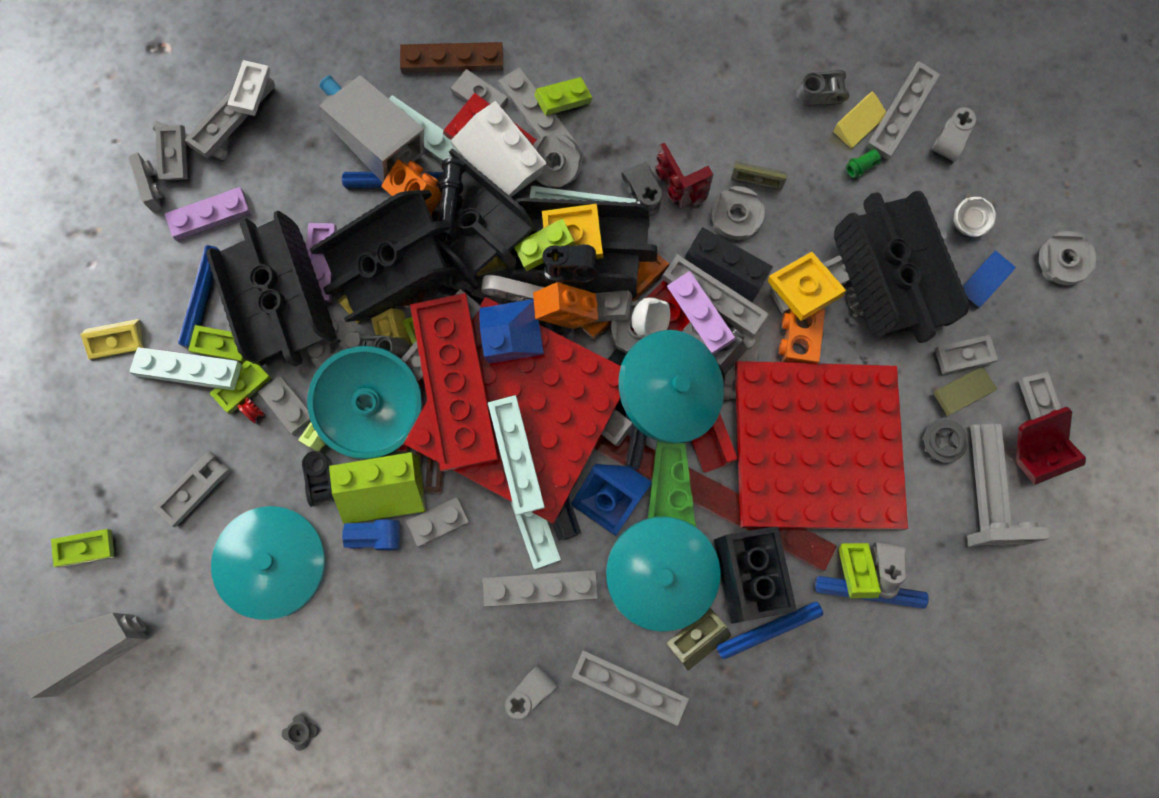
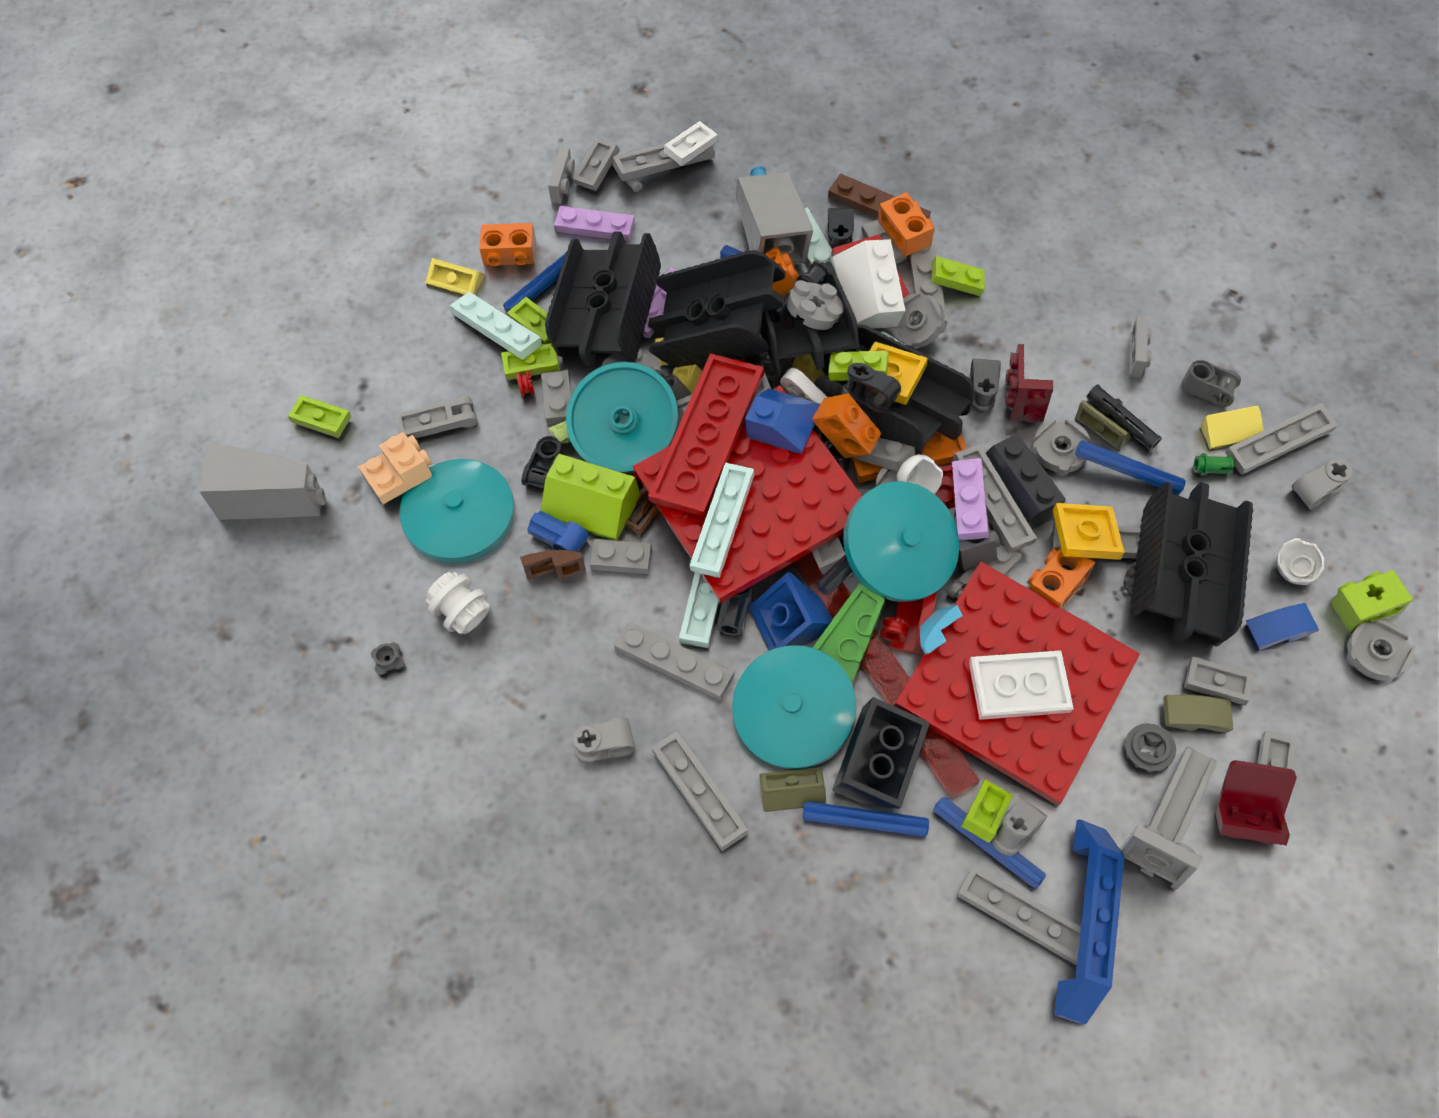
camera: 35 degrees right, 15 degrees down
(140, 273) = (507, 244): none -> orange brick
(189, 558) = (397, 467): none -> light nougat plate
(329, 651) = (461, 607): none -> white piece
(394, 560) = (563, 562): none -> reddish brown slope
(434, 101) = (840, 226): none -> black piece
(474, 195) = (808, 295): none -> light grey plate
(489, 75) = (906, 224): none -> orange brick
(701, 459) = (894, 629): none -> red bush
(737, 442) = (930, 630): none -> medium azure slope
(748, 84) = (1140, 339): none -> light grey plate
(802, 166) = (1115, 408): none -> black pin
(802, 204) = (1128, 466): none -> blue axle
(829, 453) = (1020, 685): none -> white tile
(929, 635) = (1021, 913): none -> light grey plate
(989, 607) = (1081, 996): none -> blue slope
(1036, 232) = (1371, 600): none -> lime brick

